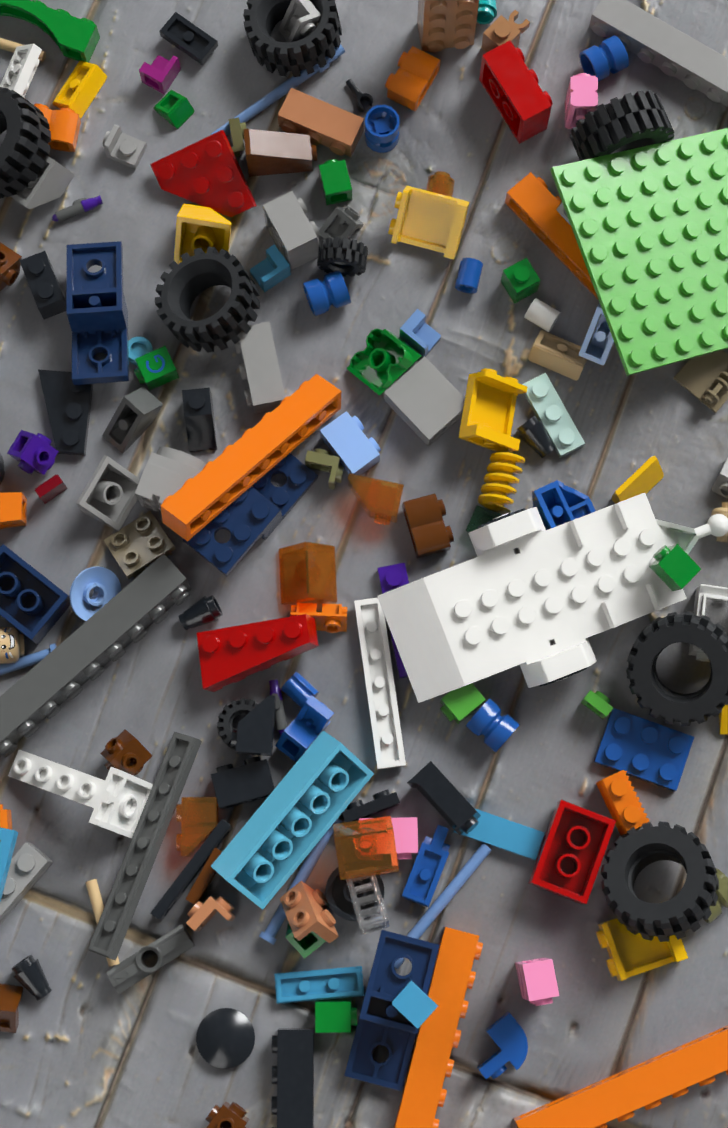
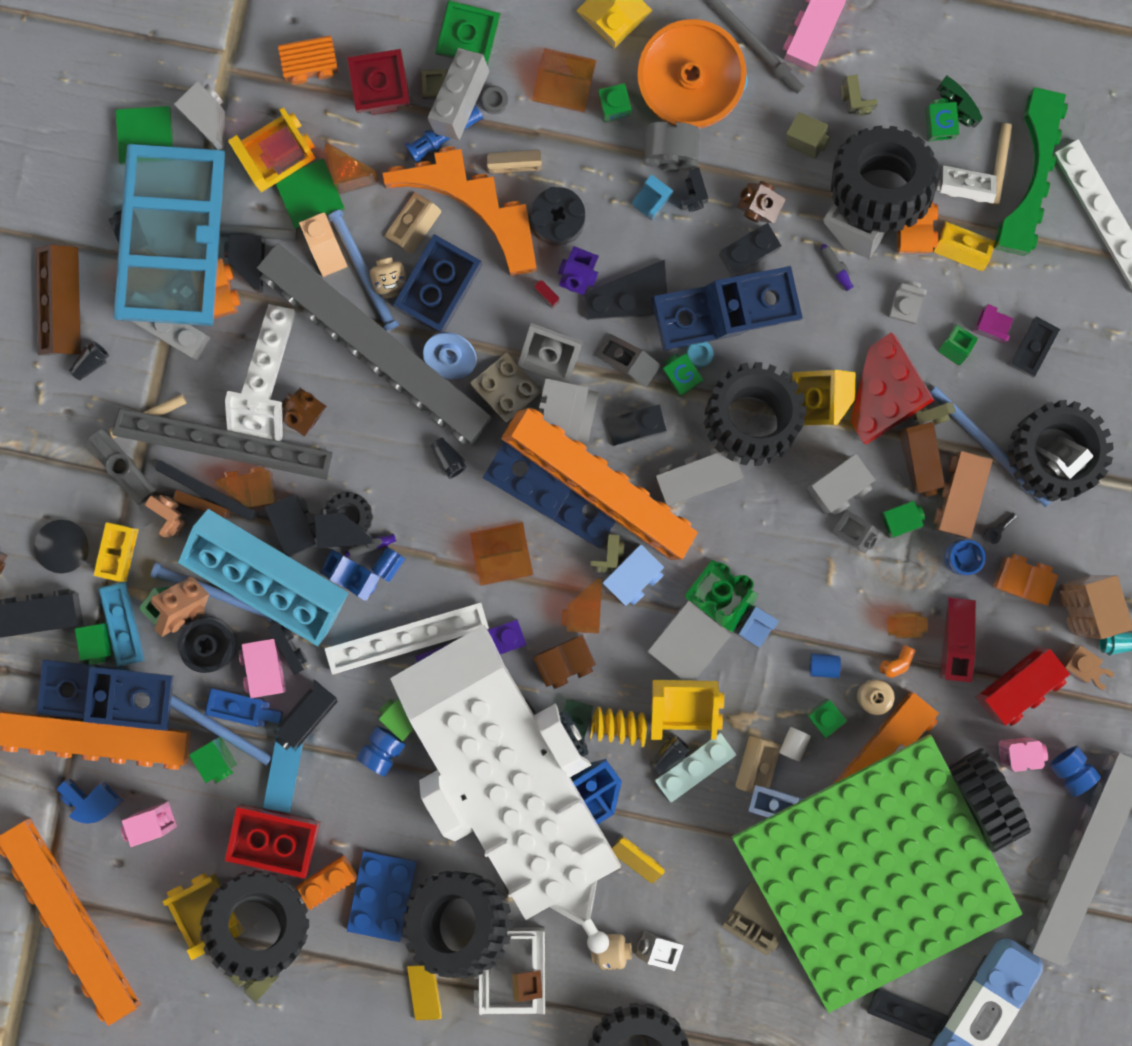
camera: 80 degrees right, 10 degrees up
(240, 975) = (116, 552): none -> yellow brick
(242, 650) = (416, 506): red wedge -> none
(271, 270) = (801, 468): dark azure panel -> none
(326, 293) = (783, 528): blue wheel -> none
(331, 619) = (458, 559): orange hinge -> none
(342, 255) = (822, 538): black tyre -> none
(365, 847) = (245, 649): clear orange slope -> none
(372, 924) = (176, 669): clear slope -> none
(414, 1004) = (106, 716): dark azure panel -> none
(429, 220) = (873, 619): yellow panel -> none
(464, 146) = (959, 640): none -> dark red slope
(478, 206) = (899, 665): none -> orange arm
(479, 901) = (214, 761): none -> green brick
(506, 230) = (866, 693): none -> tan head
(597, 703) = (417, 847): bright green plate -> none
(674, 566) = (548, 905): green brick -> none

